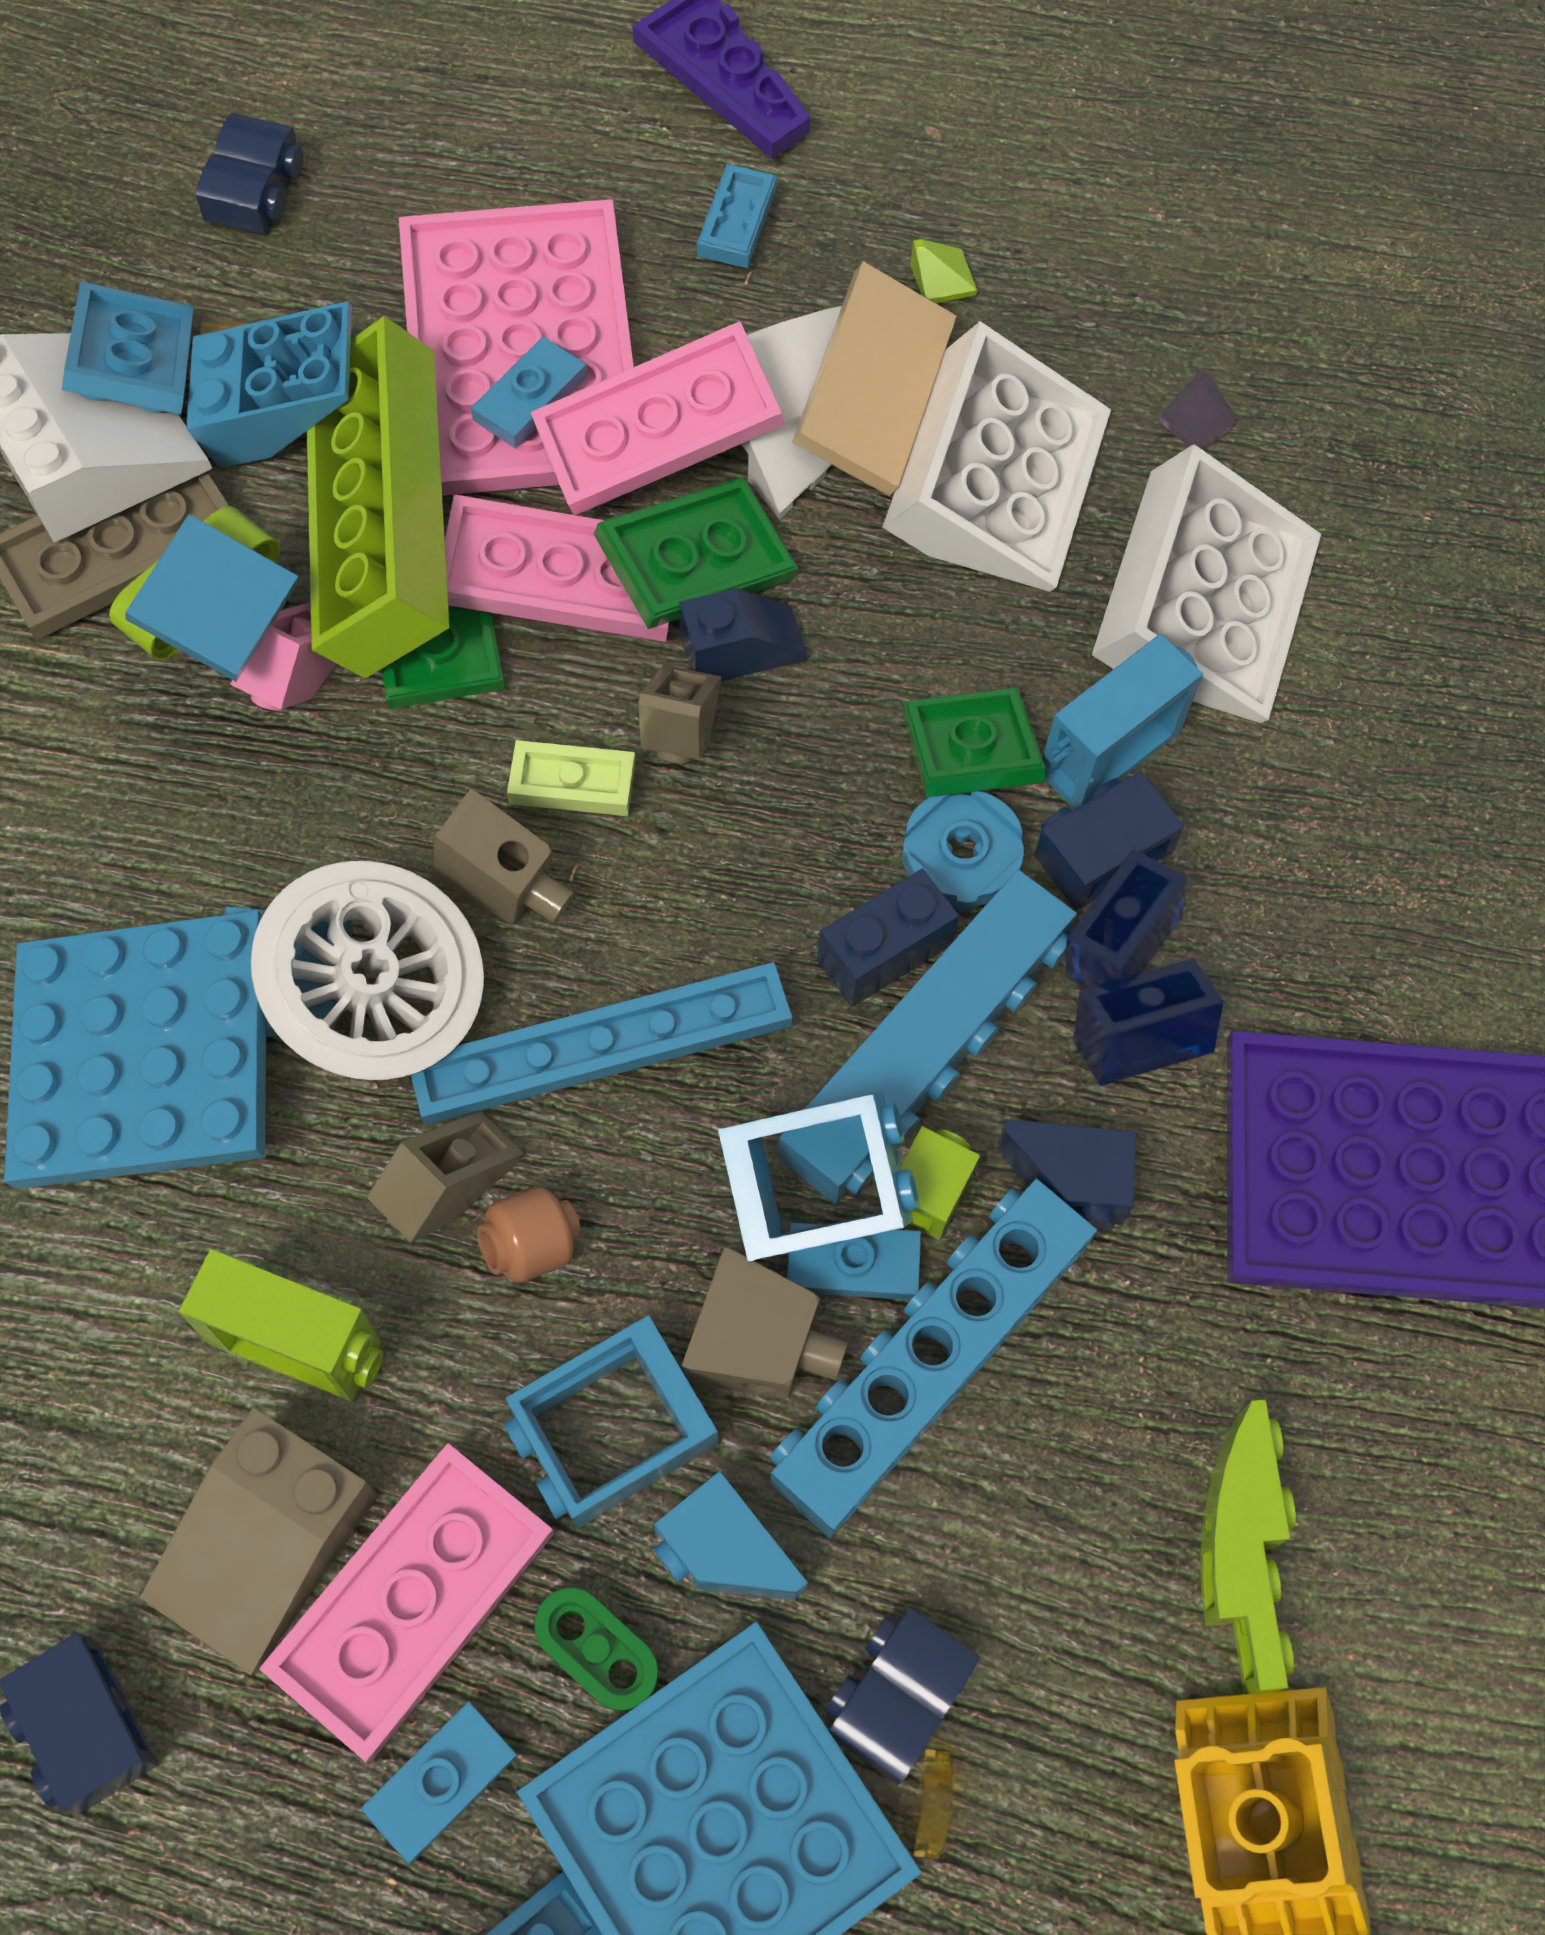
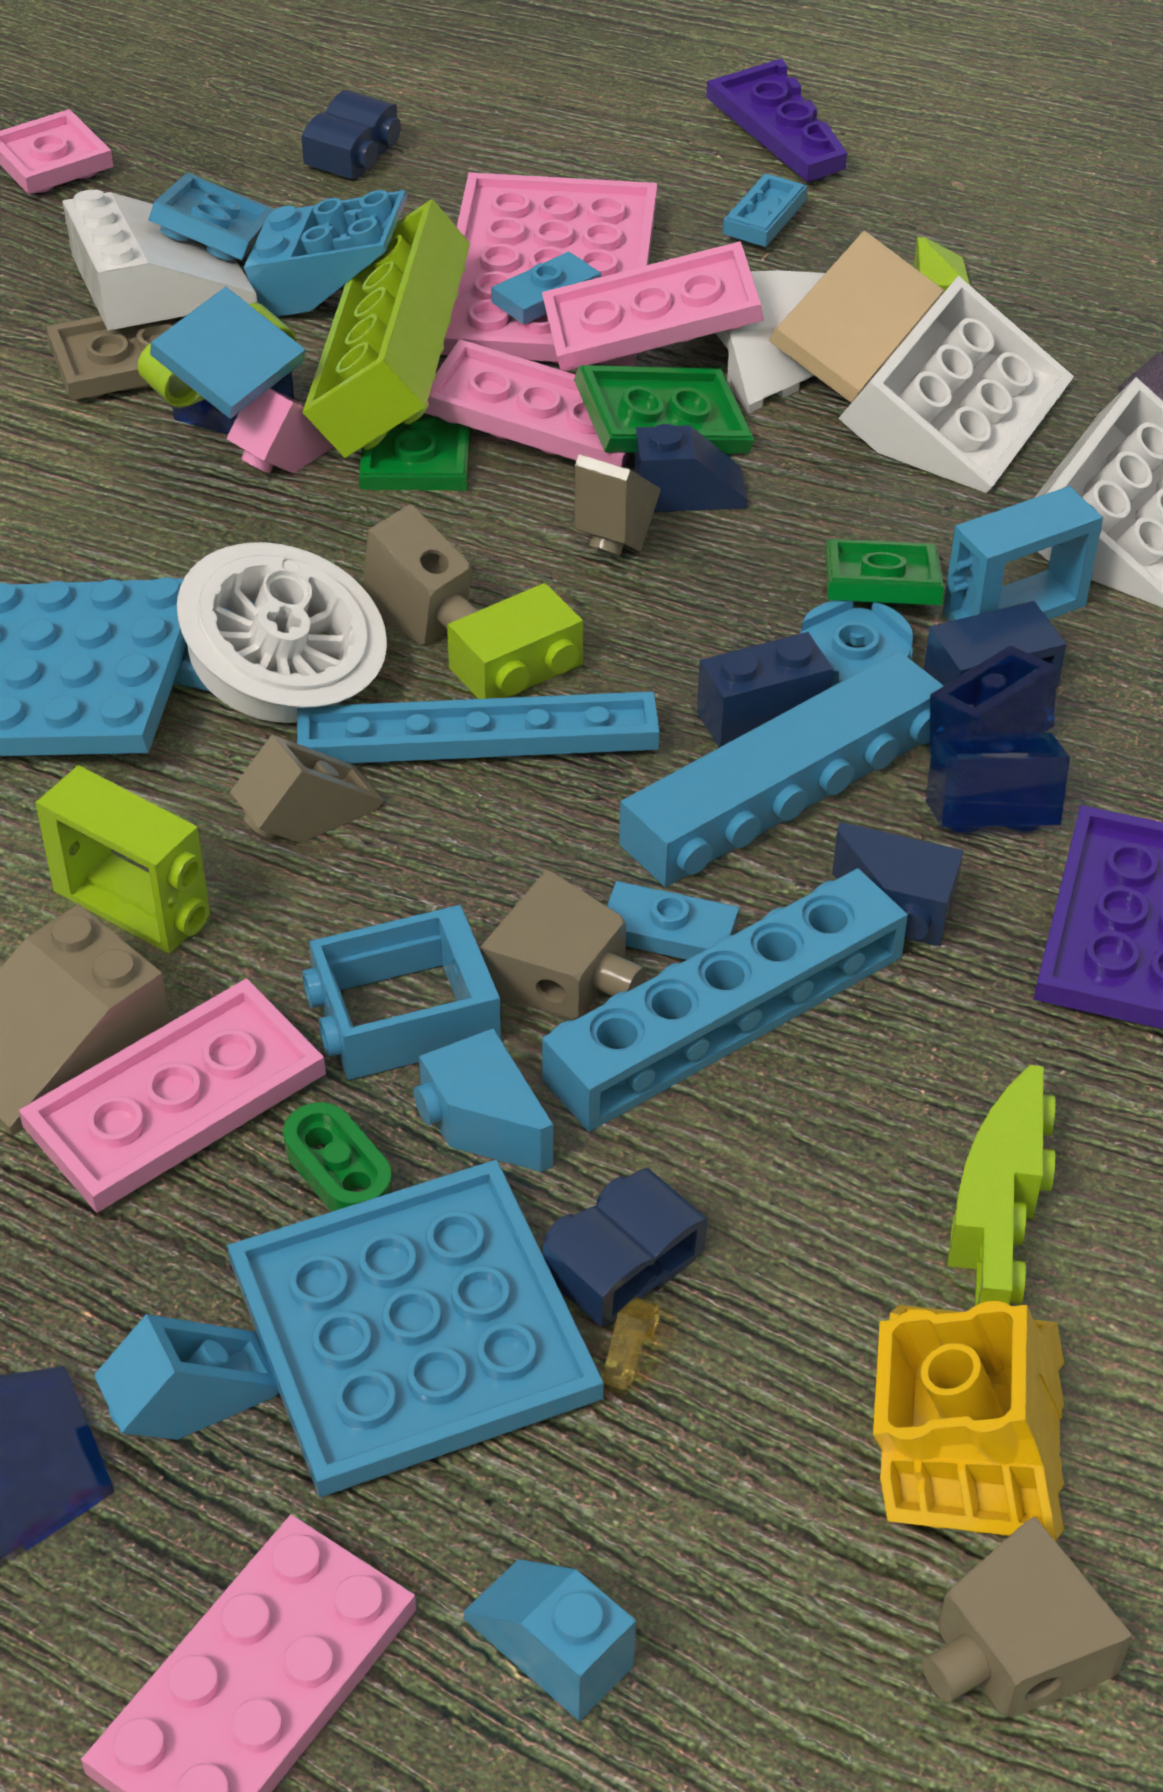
camera: 15 degrees right, 20 degrees down
(439, 1783) = (157, 1239): dark azure plate -> none
(528, 1234) = (368, 846): nougat head -> none
(571, 778) = (509, 547): yellowish green plate -> none
(615, 921) = (515, 643): none -> lime brick
(754, 1189) = (653, 869): window -> none
(941, 1173) = (758, 869): lime brick -> none

